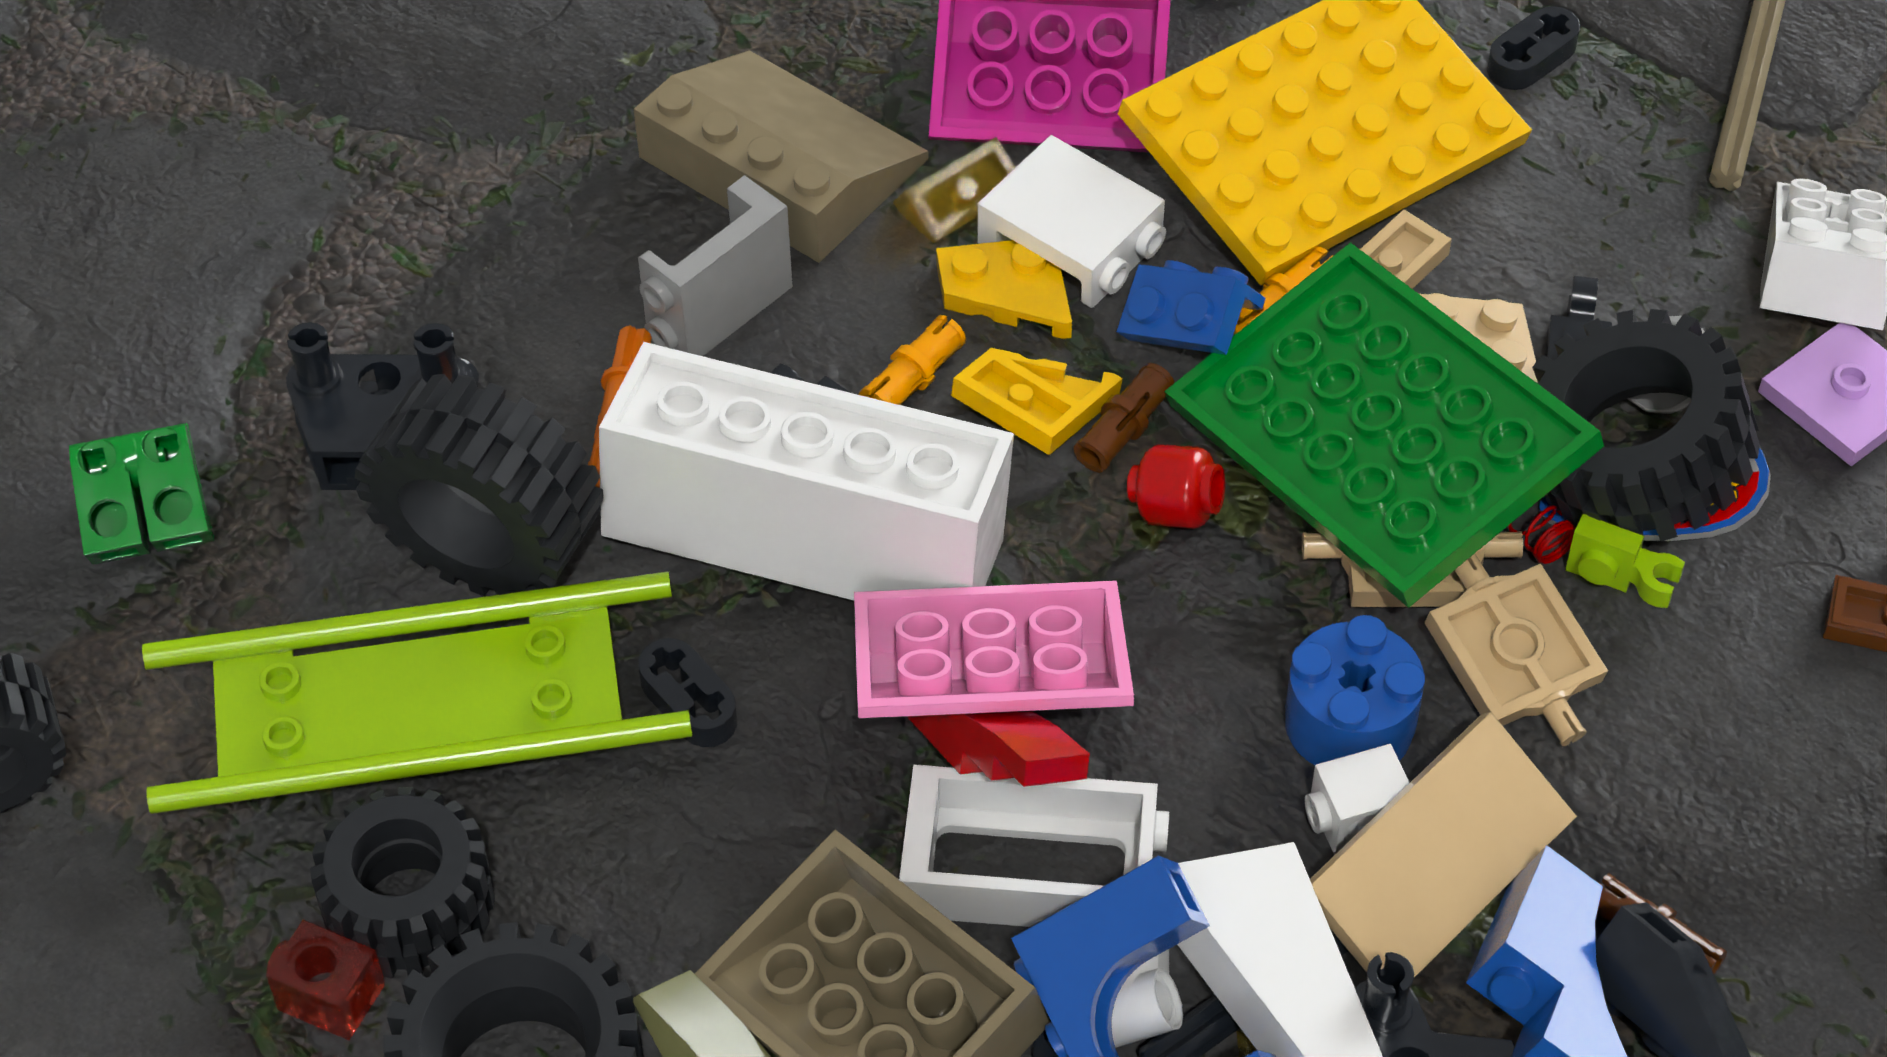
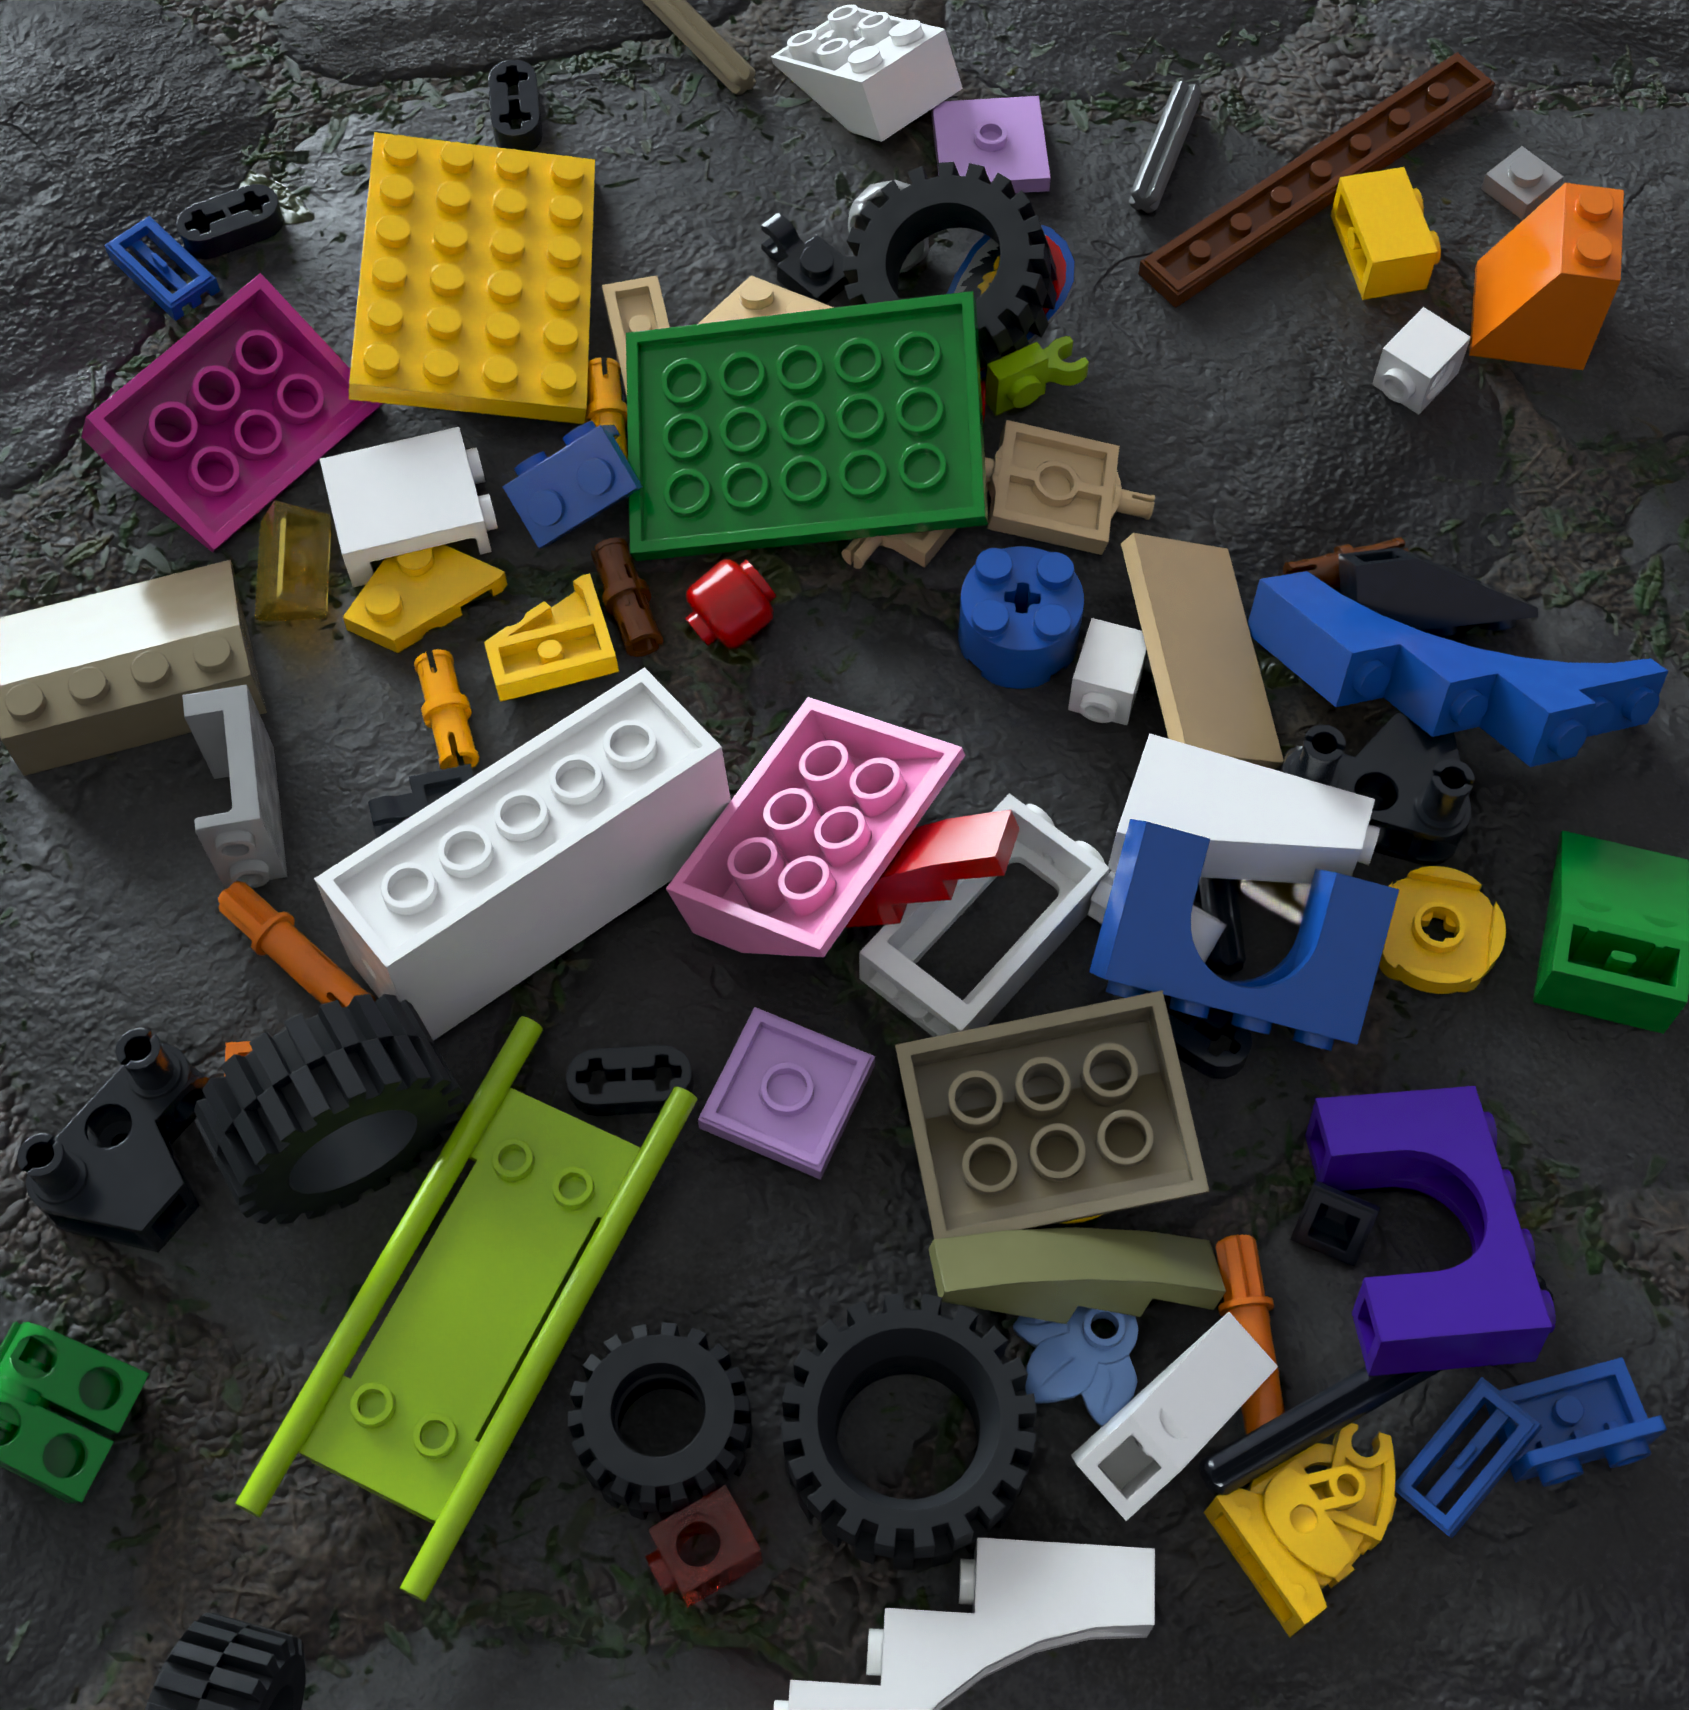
camera: 55 degrees left, 10 degrees up
(758, 803) = (787, 1092): none -> lavender plate

